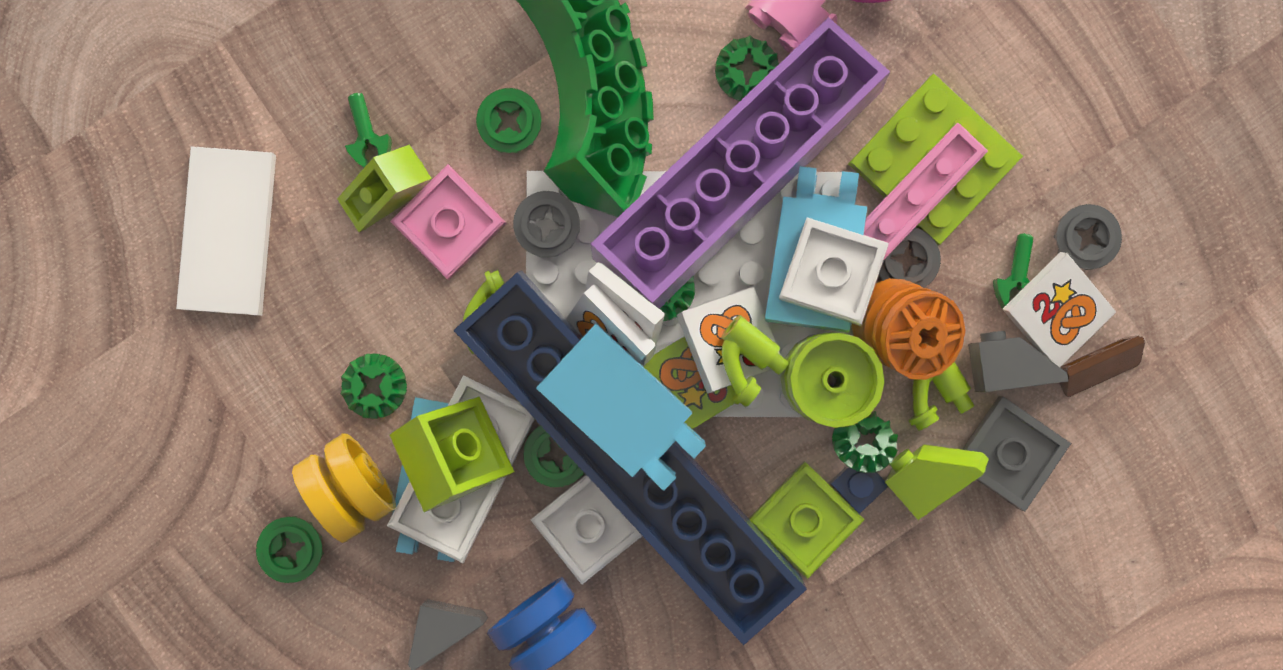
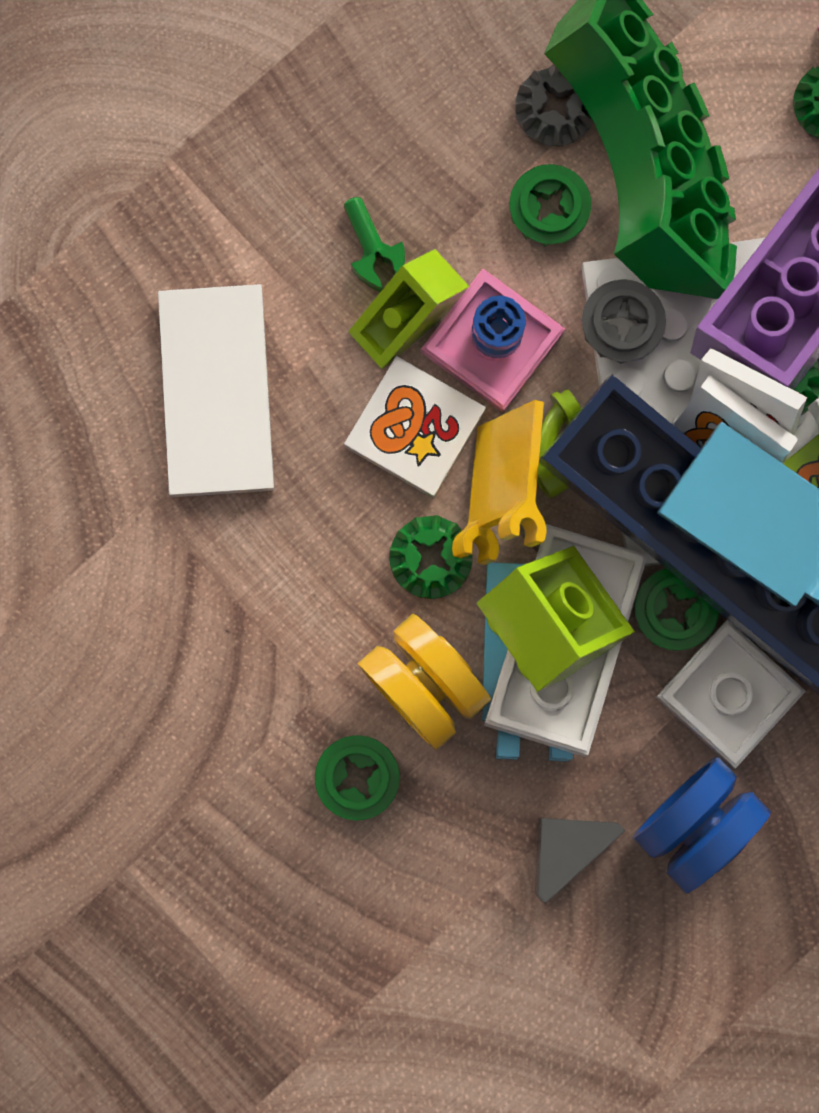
camera: 10 degrees left, 5 degrees down
(376, 282) = (414, 427): none -> white tile
(430, 342) = (504, 484): none -> yellow flag
(454, 218) = (497, 338): none -> blue wheel
(518, 58) = (550, 127): none -> dark grey gear

